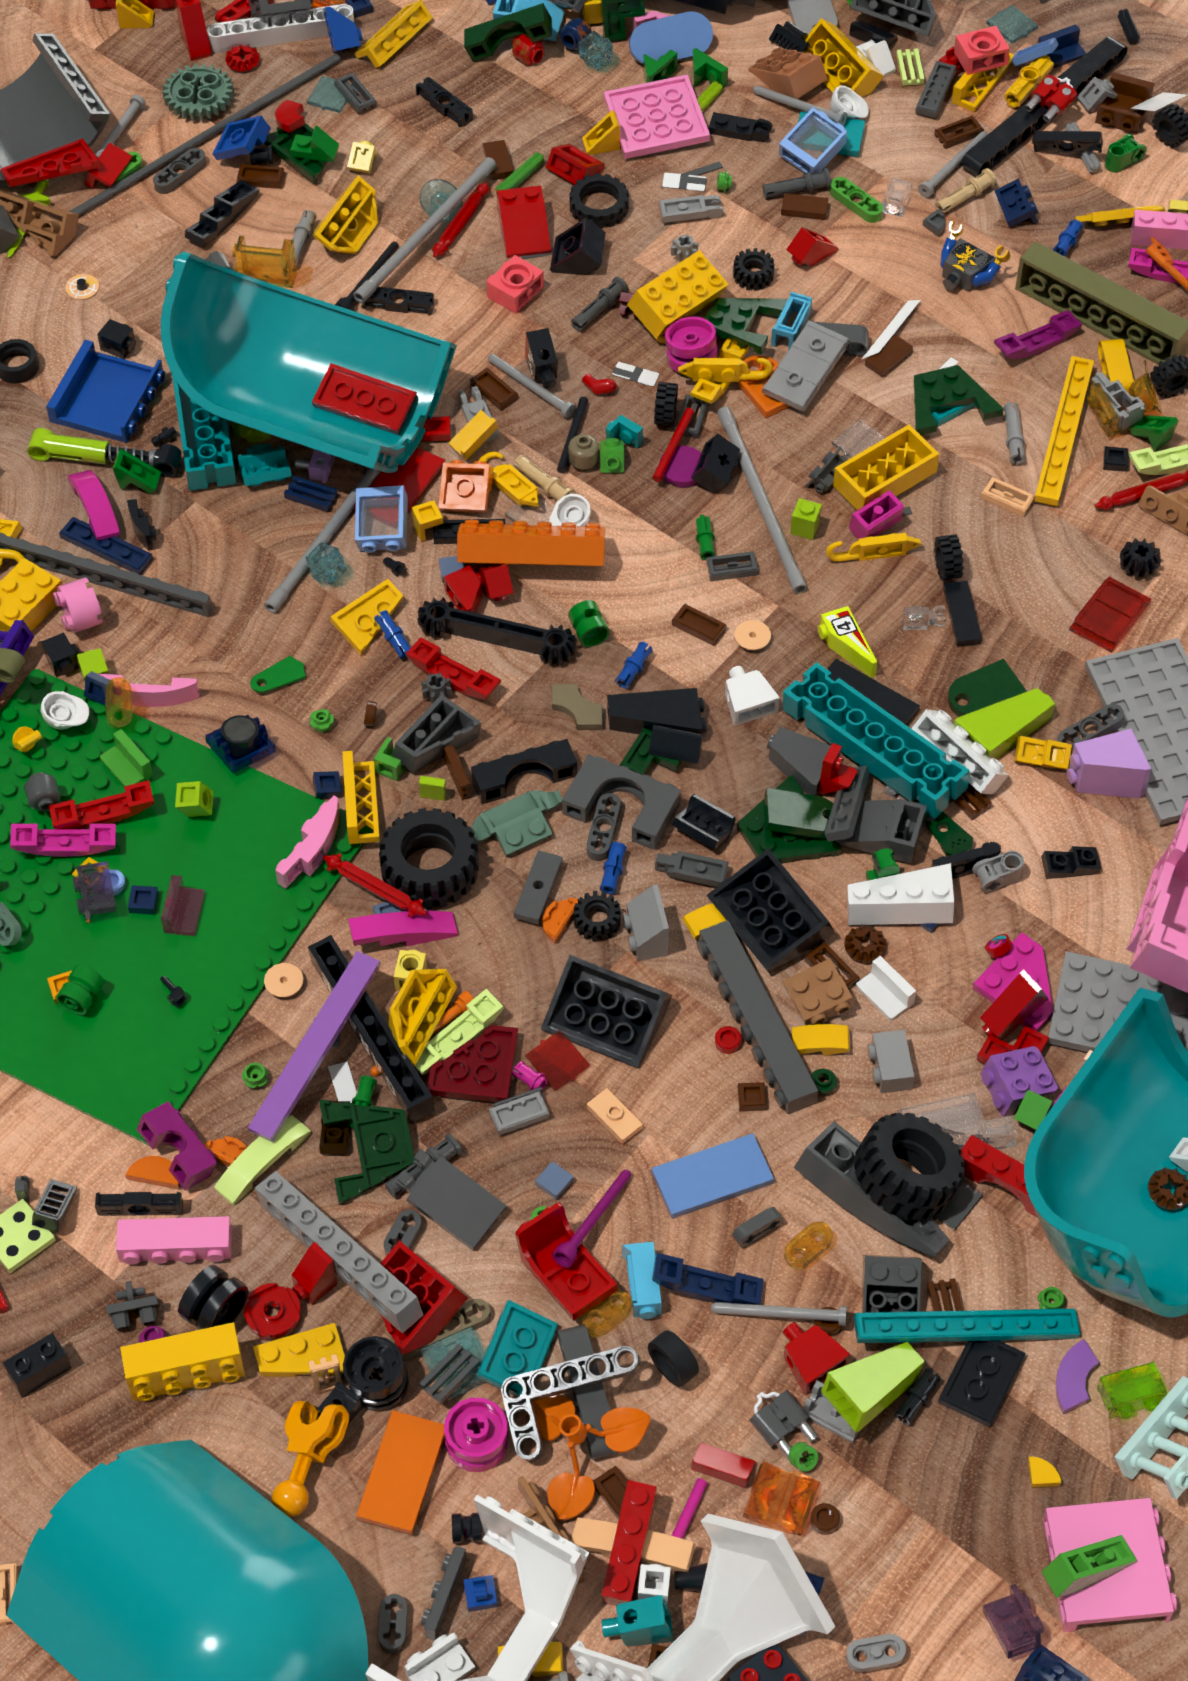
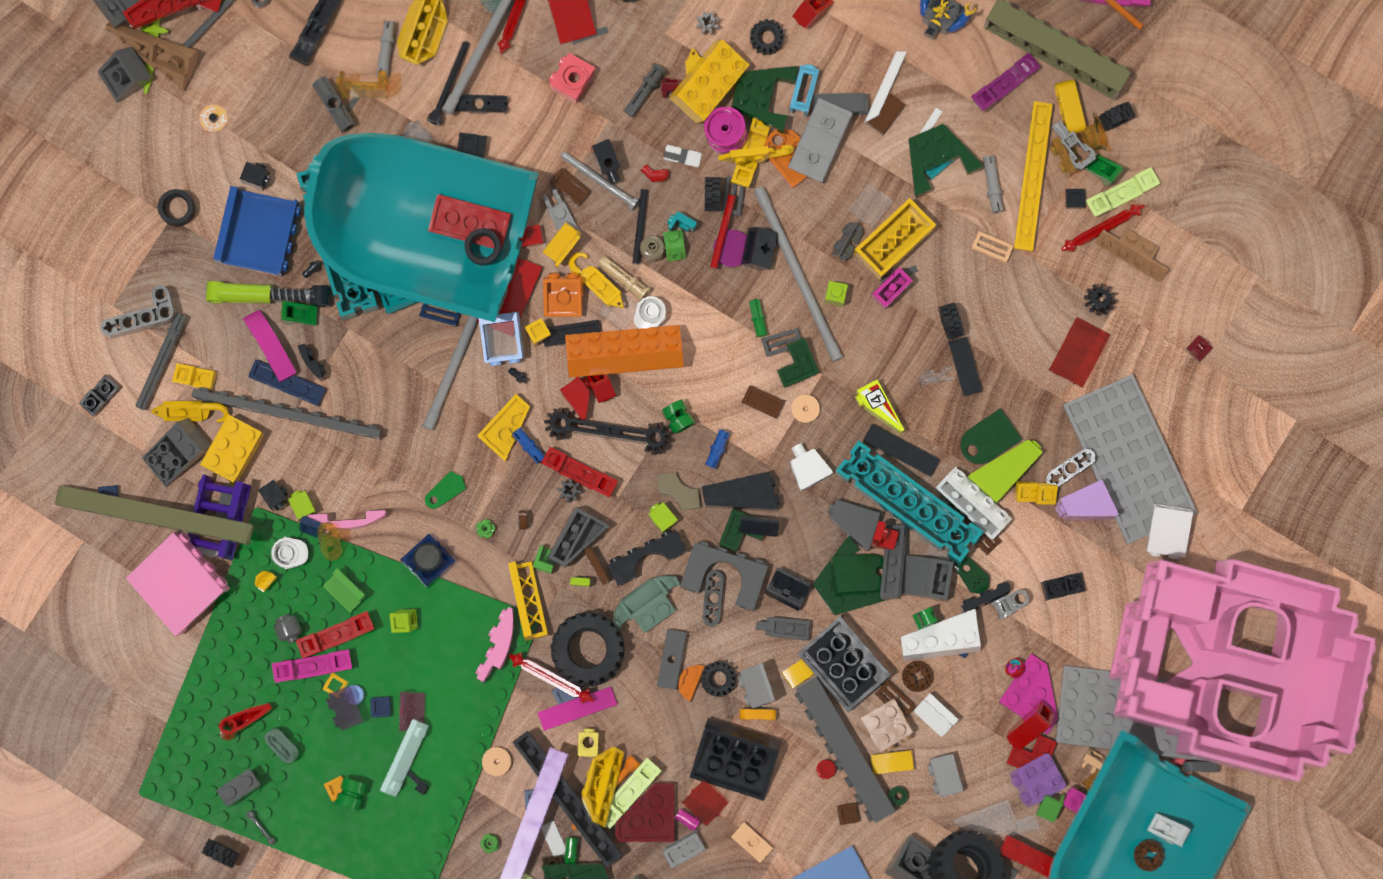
camera: 10 degrees left, 25 degrees up
(78, 605) = (279, 452): bright pink brick -> none
(160, 955) = (404, 758): none -> light aqua plate
(326, 563) = (465, 385): clear light blue brick -> none
(327, 784) = (499, 587): dark blue tile -> none
(374, 432) = (482, 232): none -> black tyre
(449, 565) = (561, 373): sand blue tile -> none
(551, 726) = (662, 517): none -> lime brick
(578, 249) = (619, 34): black slope -> none
(613, 868) = (724, 635): blue pin -> none
(644, 962) = (757, 714): none -> light orange beam
(755, 586) = (802, 366): none -> dark green plate
(874, 547) = (890, 314): yellow plate -> none

